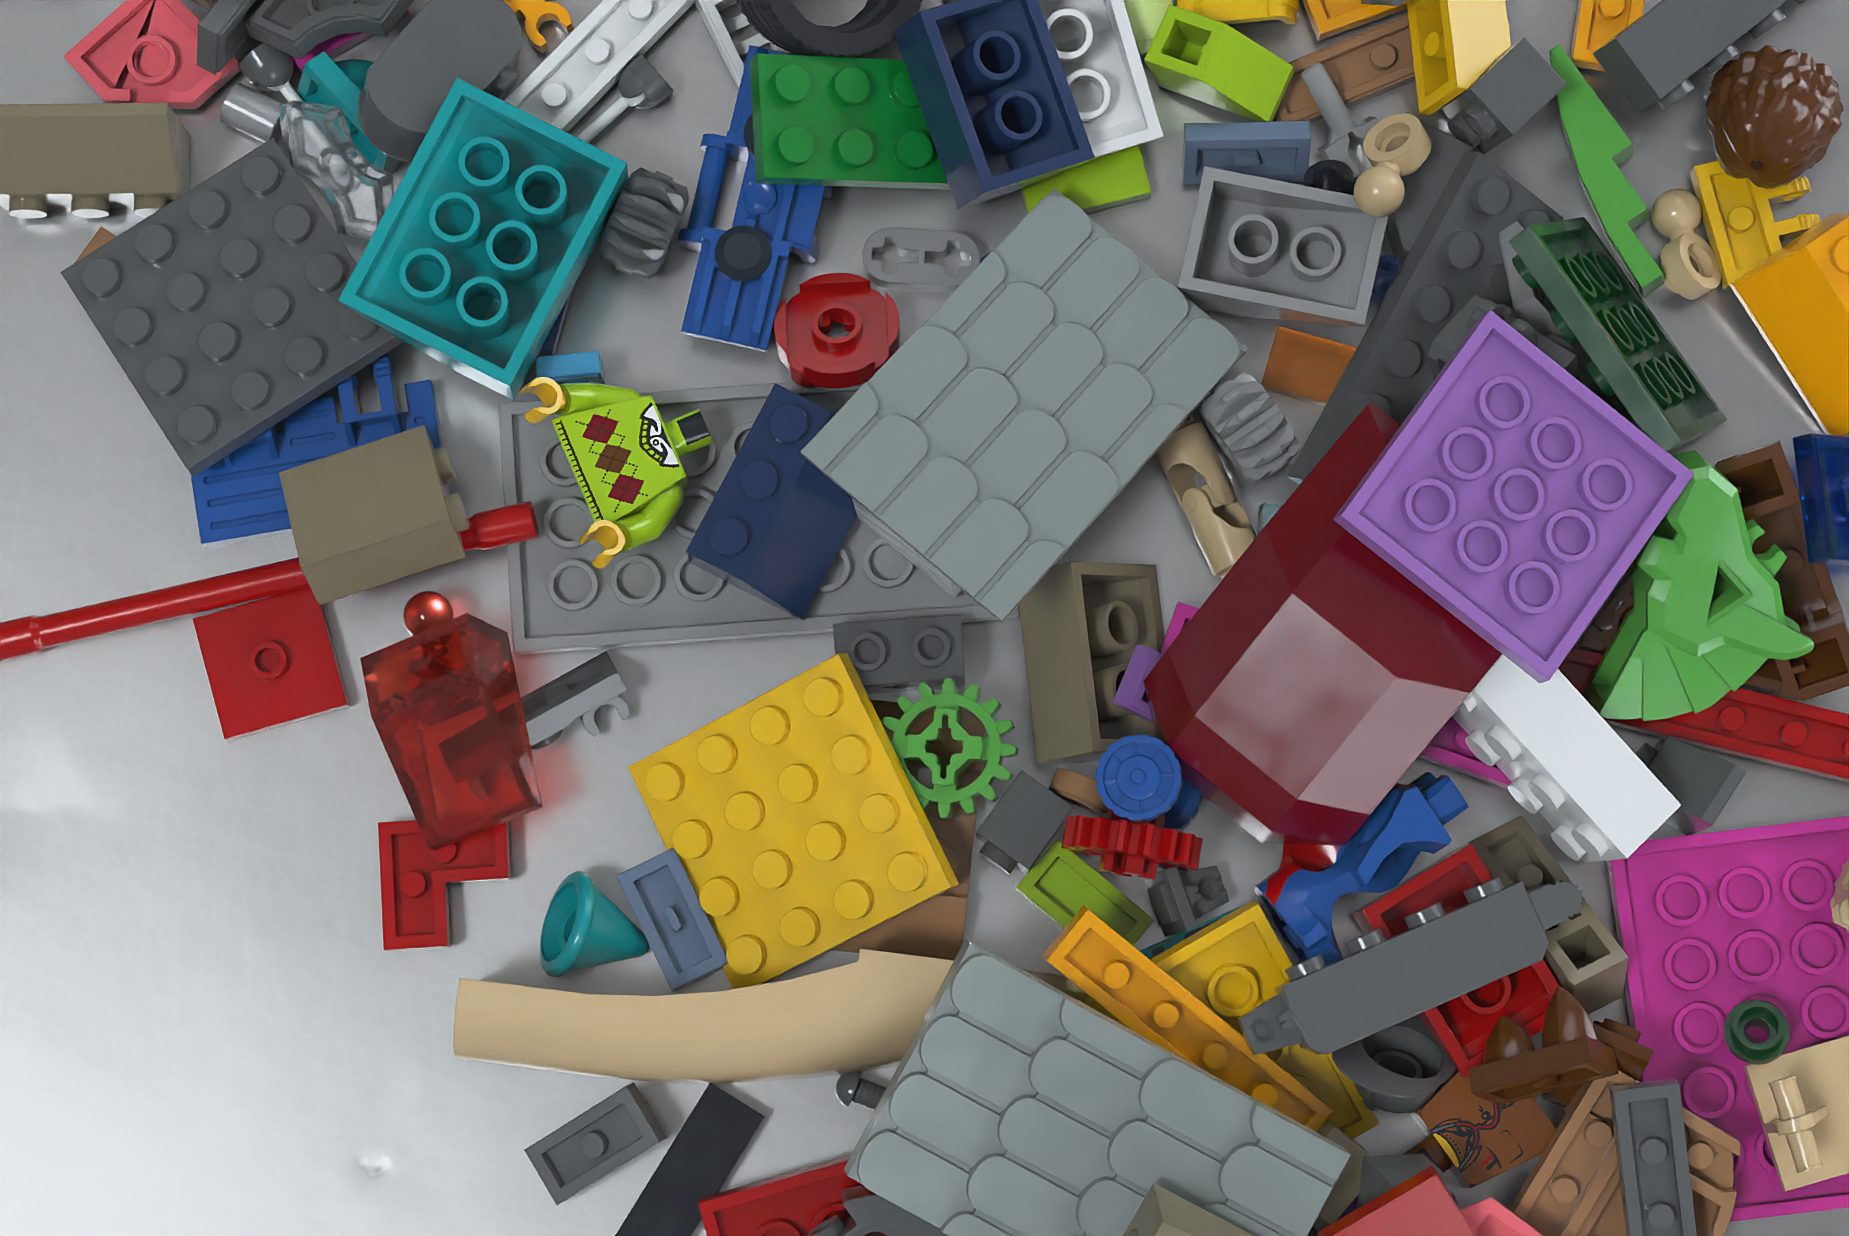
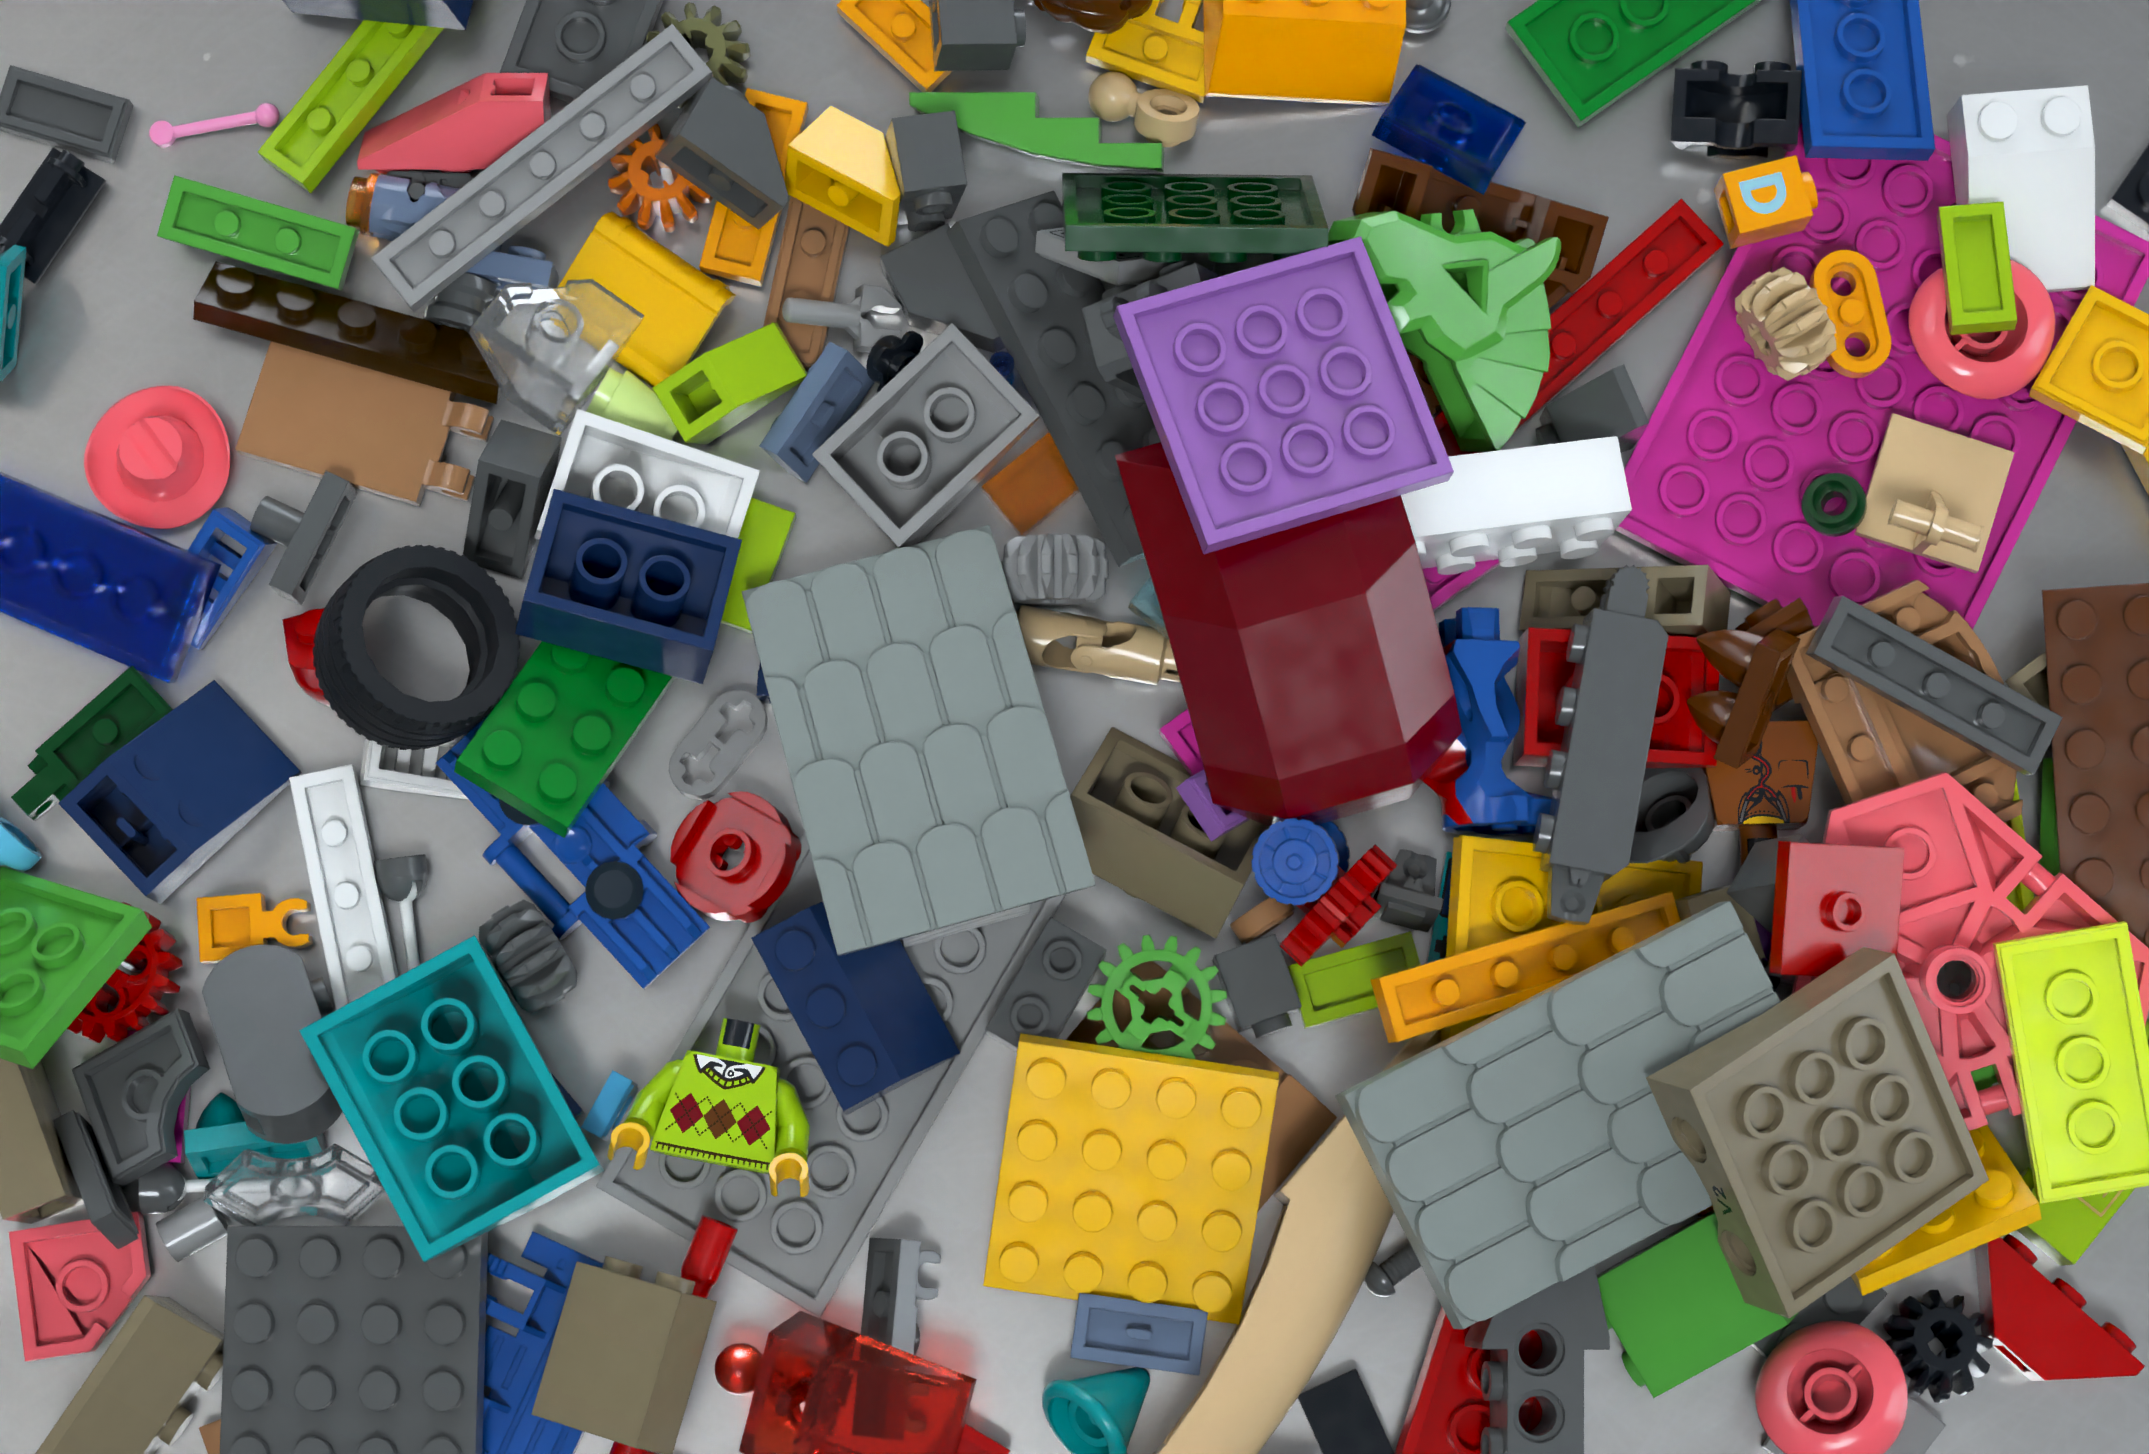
camera: 60 degrees left, 0 degrees up
(1395, 149) = (908, 287): tan plate -> none

